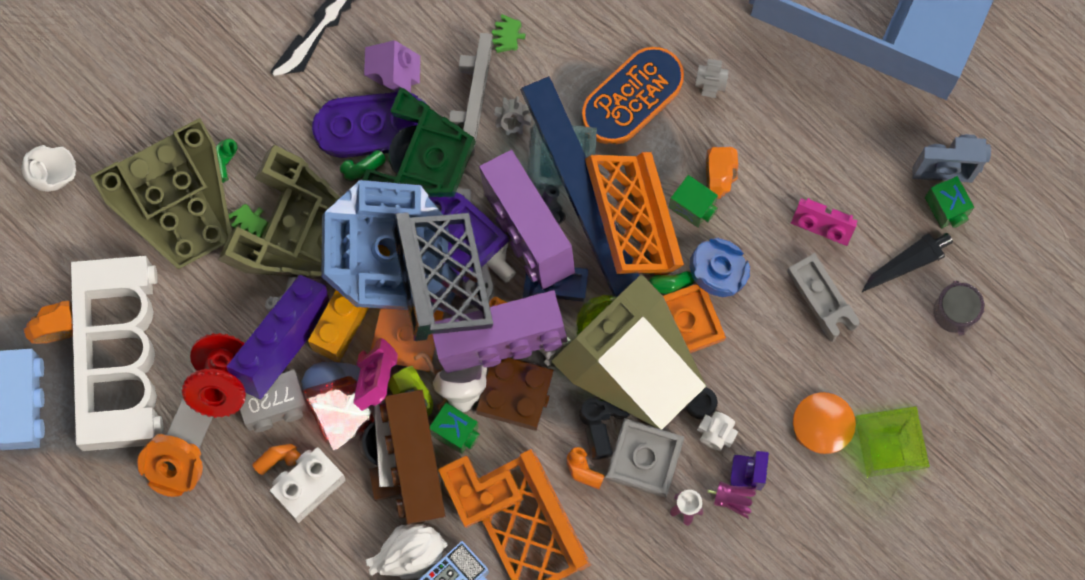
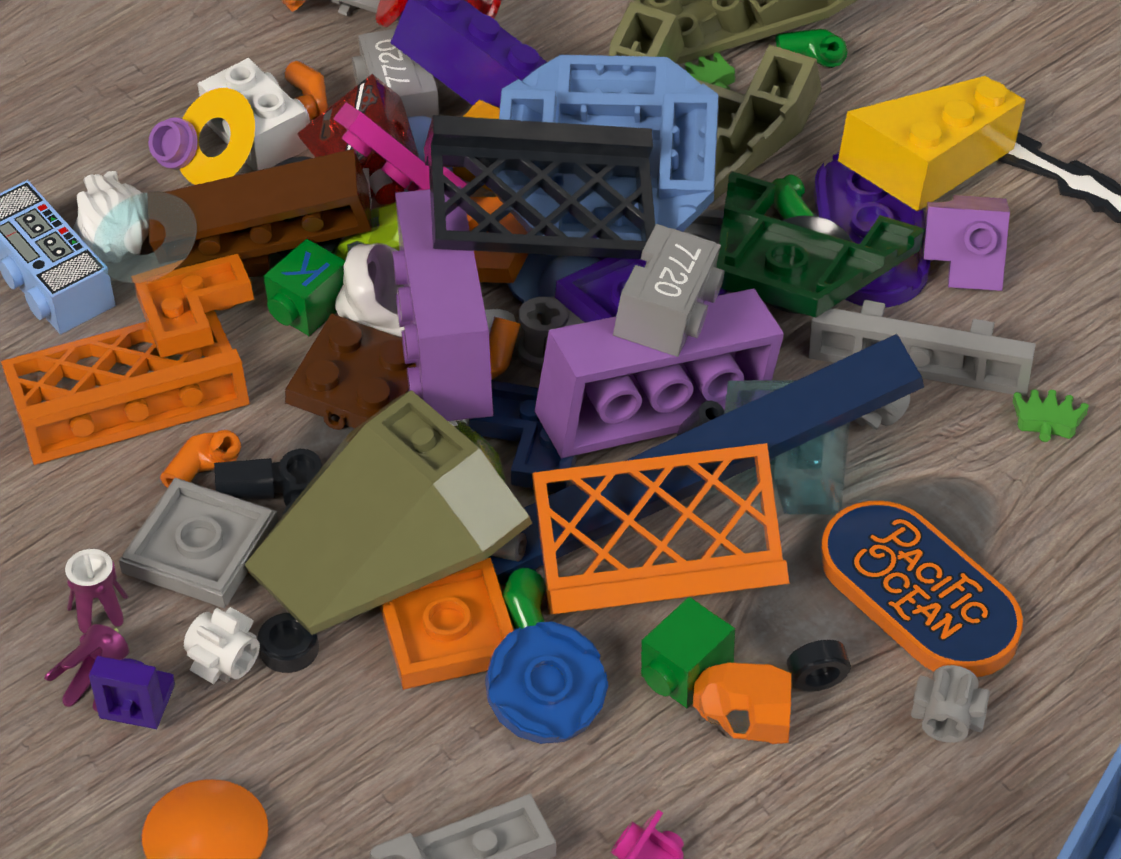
camera: 100 degrees right, 25 degrees down
(314, 502) = (238, 113): none -> yellow piece
(323, 83) = (931, 138): none -> yellow wedge
(333, 531) = (173, 142): none -> medium lavender plate
(422, 525) = (131, 268): none -> clear light blue piece
(507, 200) = (668, 295): none -> light grey brick
(693, 139) = (818, 665): none -> black tile

